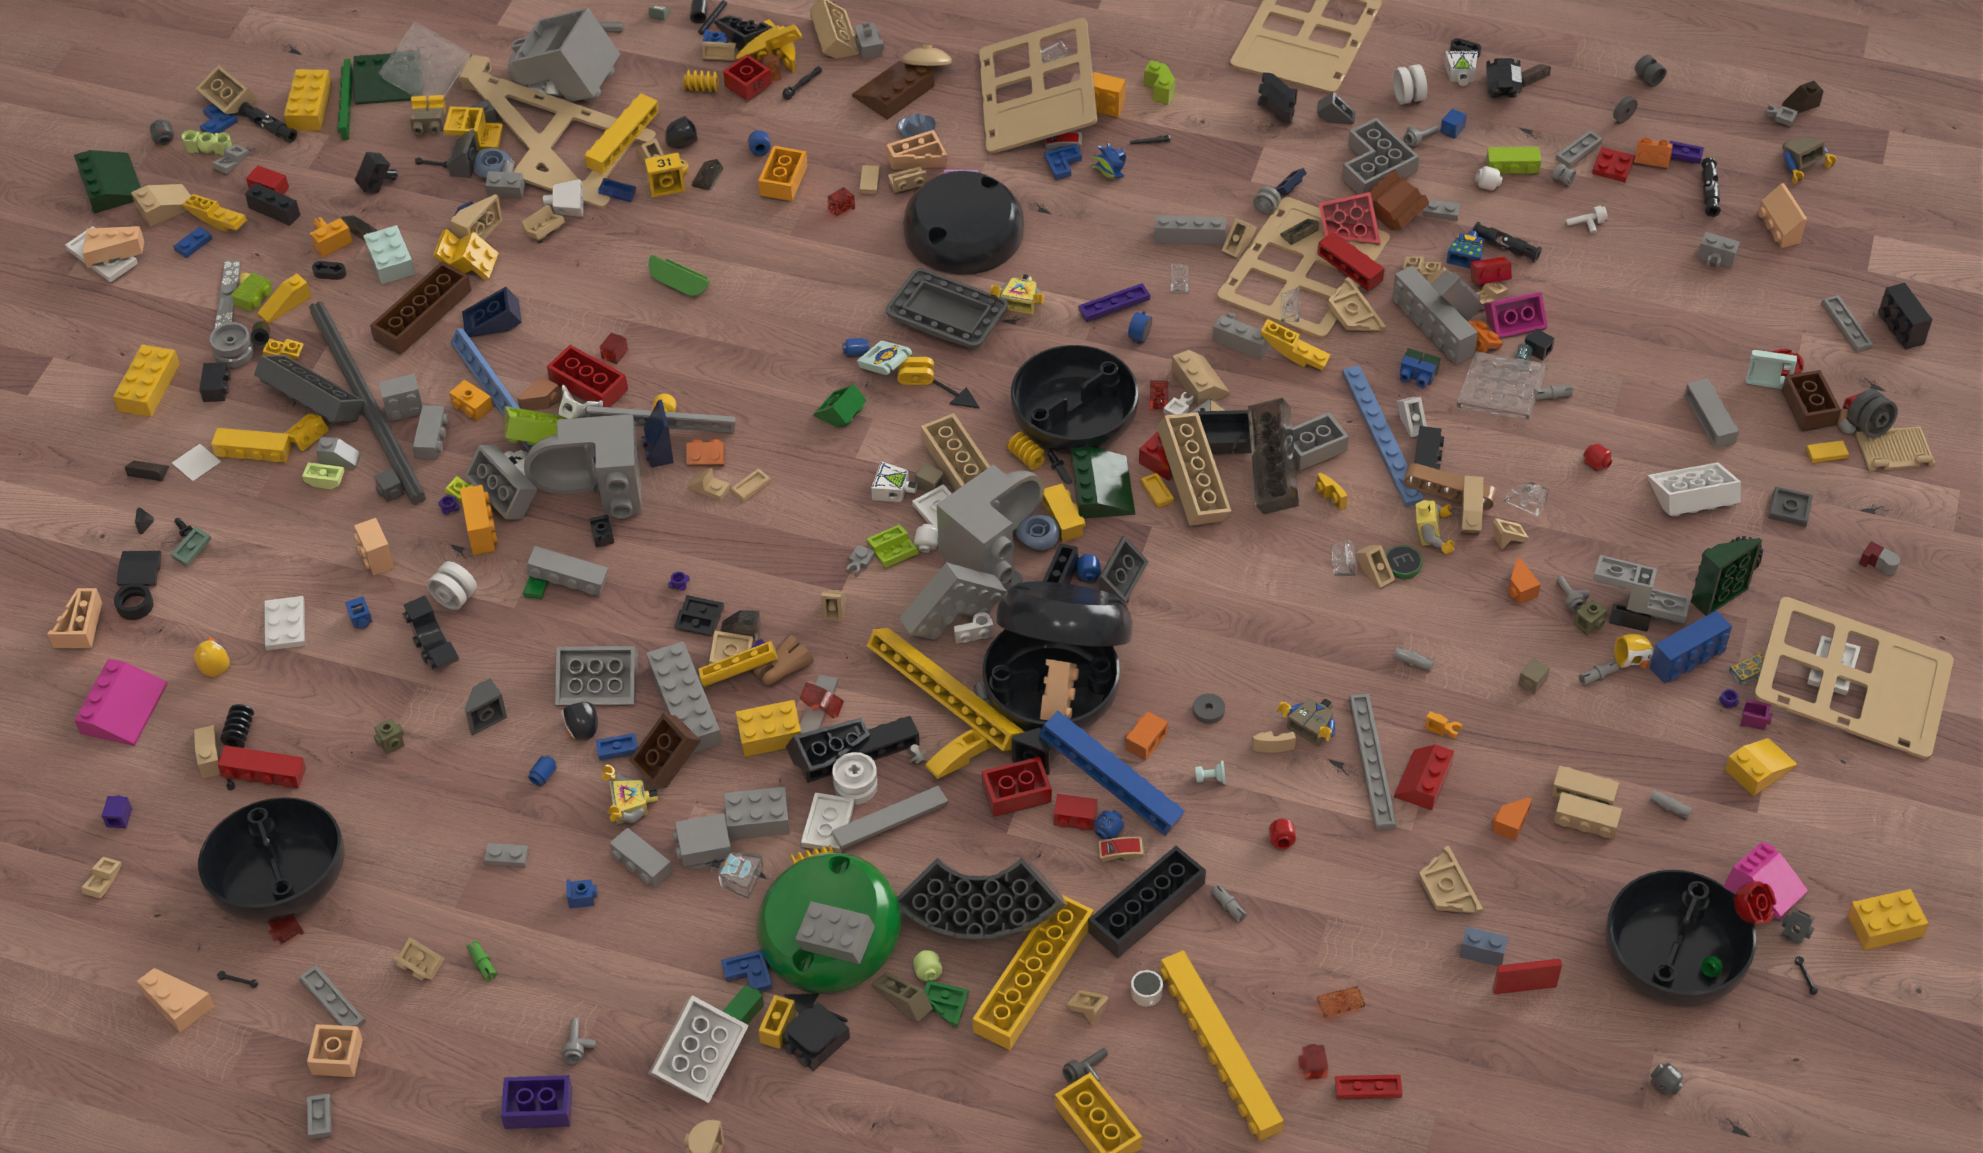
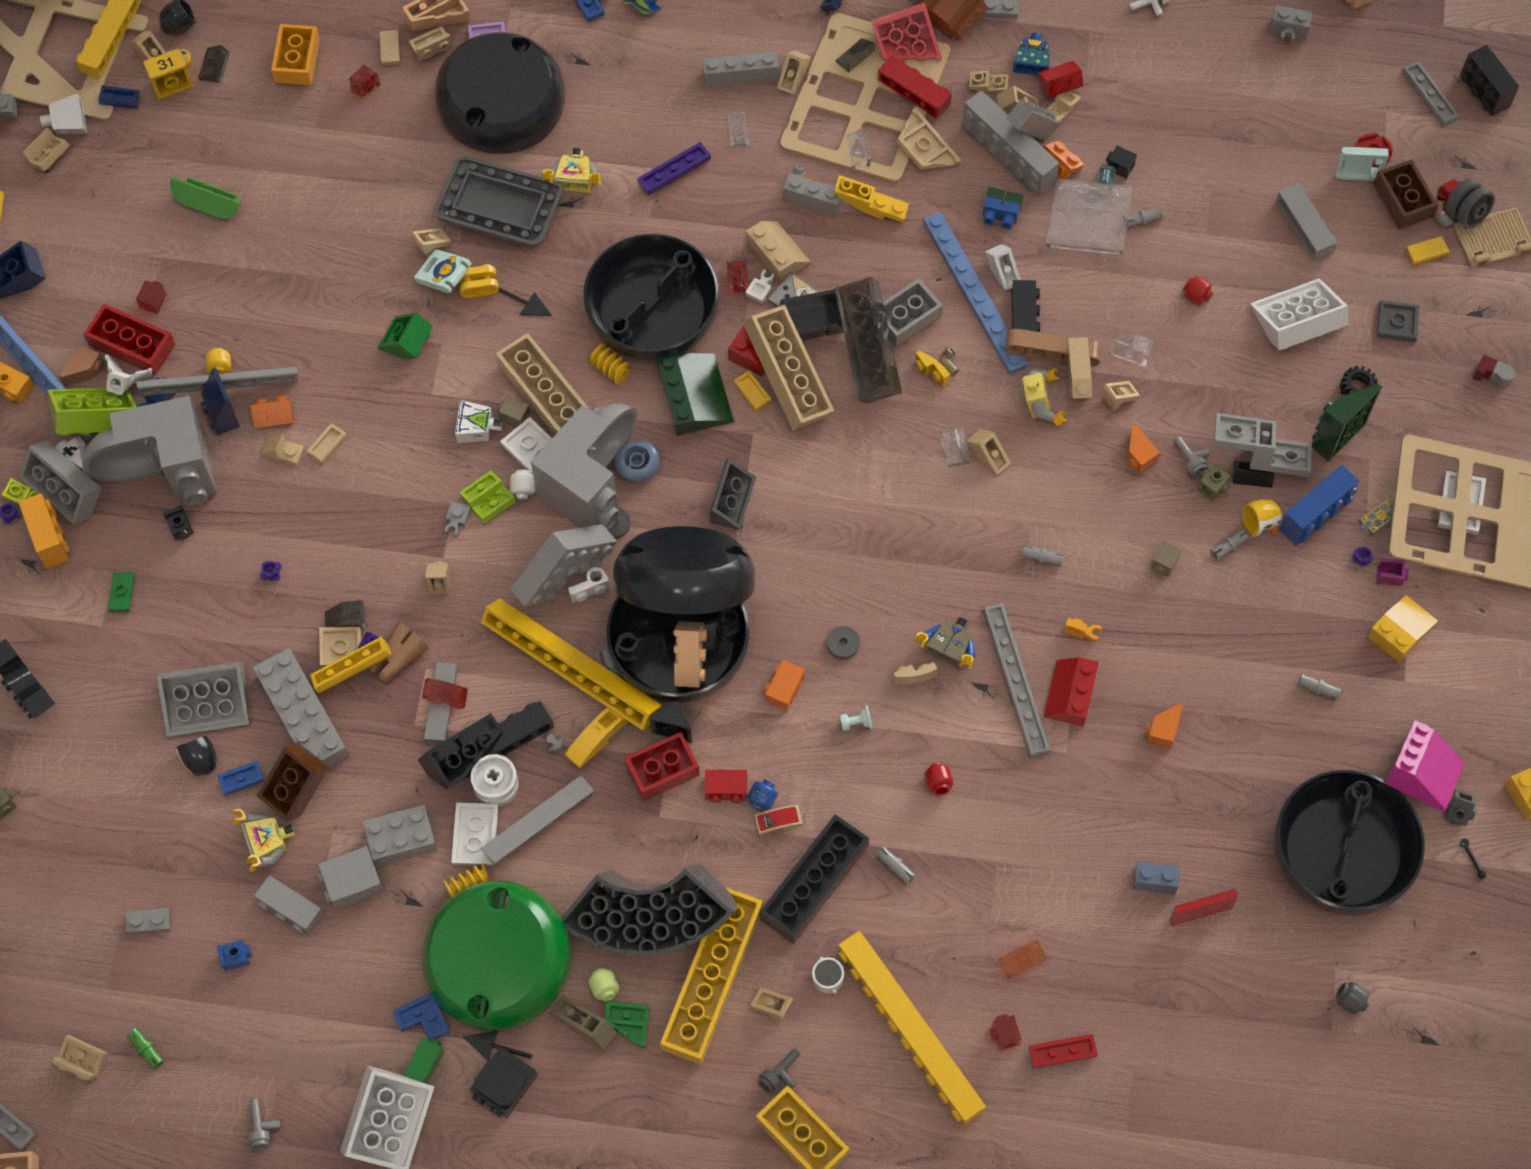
camera: 10 degrees left, 15 degrees up
(451, 585) = (31, 615): white wheel -> none
(484, 707) = (92, 755): dark grey slope -> none
(542, 770) = (167, 818): blue brick -> none
(567, 571) = (150, 579): light grey brick -> none
(699, 615) = (299, 609): black slope -> none
(739, 872) = (393, 906): clear torso -> none
(759, 142) = (263, 18): blue head -> none
(768, 727) = (396, 734): yellow brick -> none
(776, 1021) = (462, 1073): yellow brick -> none
(835, 932) = (507, 979): light grey brick -> none
(855, 347) = (409, 260): blue brick -> none
(877, 331) = (429, 239): none -> tan slope
(1058, 465) = (645, 375): black piece -> none
(1062, 565) = (668, 502): black brick -> none
(1065, 512) = (660, 432): yellow brick -> none
(1088, 568) = (695, 495): blue head -> none
(1111, 773) = (757, 740): blue brick -> none
(1140, 327) = (706, 197): blue piece -> none
(1267, 200) = (816, 21): light grey wheel -> none
(1347, 486) = (947, 361): none -> dark tan arm
(1404, 561) = (1017, 441): black tile -> none
(1448, 885) = (1111, 811): tan wing -> none
(1515, 245) = (1083, 43): black piece -> none
(1516, 314) = (1093, 128): dark pink slope -> none
(1584, 785) = (1233, 681): tan brick -> none
(1587, 815) = (1239, 713): tan brick -> none
(1711, 966) = (1382, 866): green plate -> none
(1755, 903) = (1420, 802): red cylinder -> none

